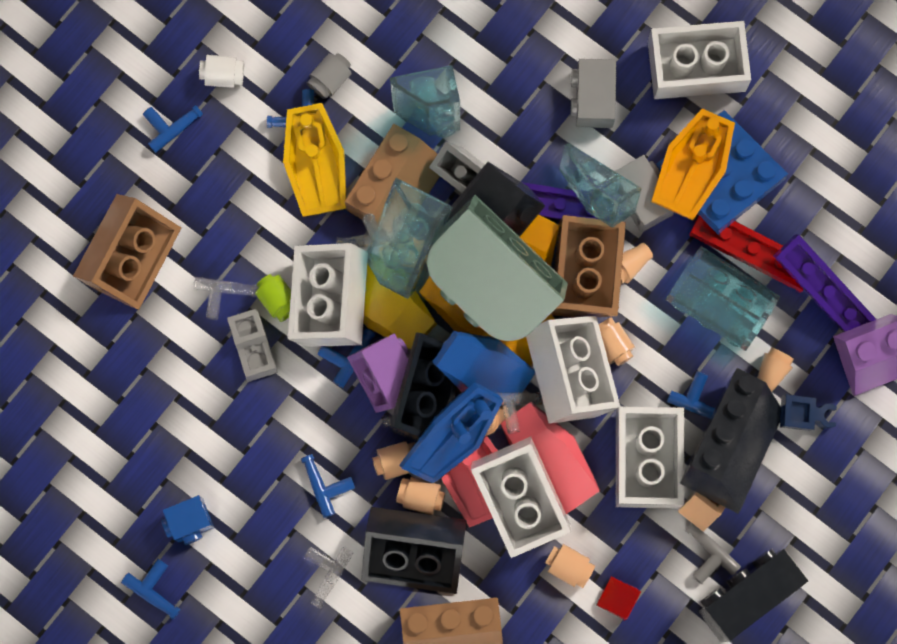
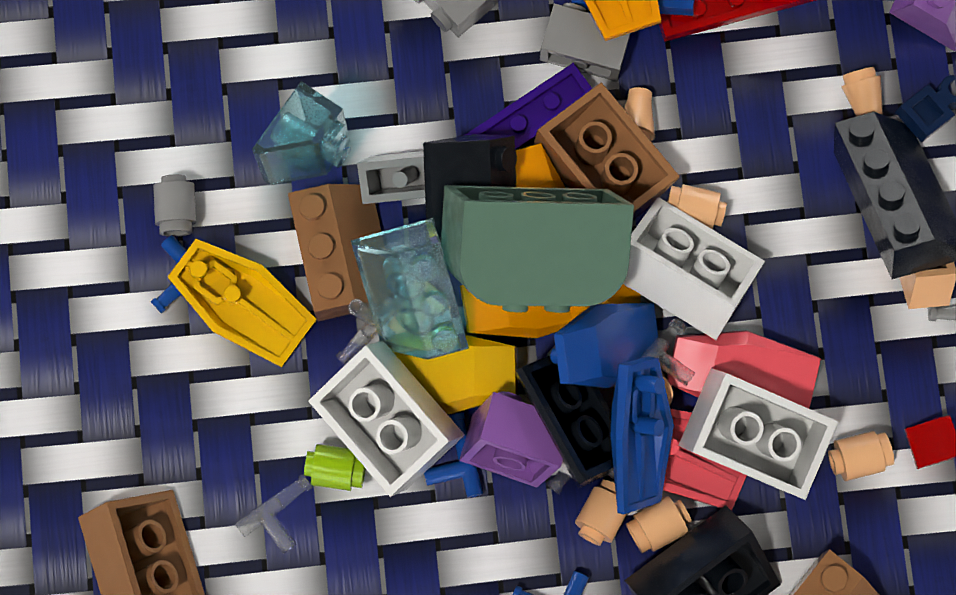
camera: 45 degrees left, 0 degrees up
(166, 132) = (65, 411): blue piece -> none
(221, 71) = (63, 299): white brick -> none
(252, 345) = (355, 536): light grey slope -> none
(599, 187) = (541, 73): clear light blue slope -> none
(649, 457) = (835, 282): white brick -> none
(691, 401) = (818, 196): blue piece -> none
(723, 298) = (755, 71): clear light blue slope -> none

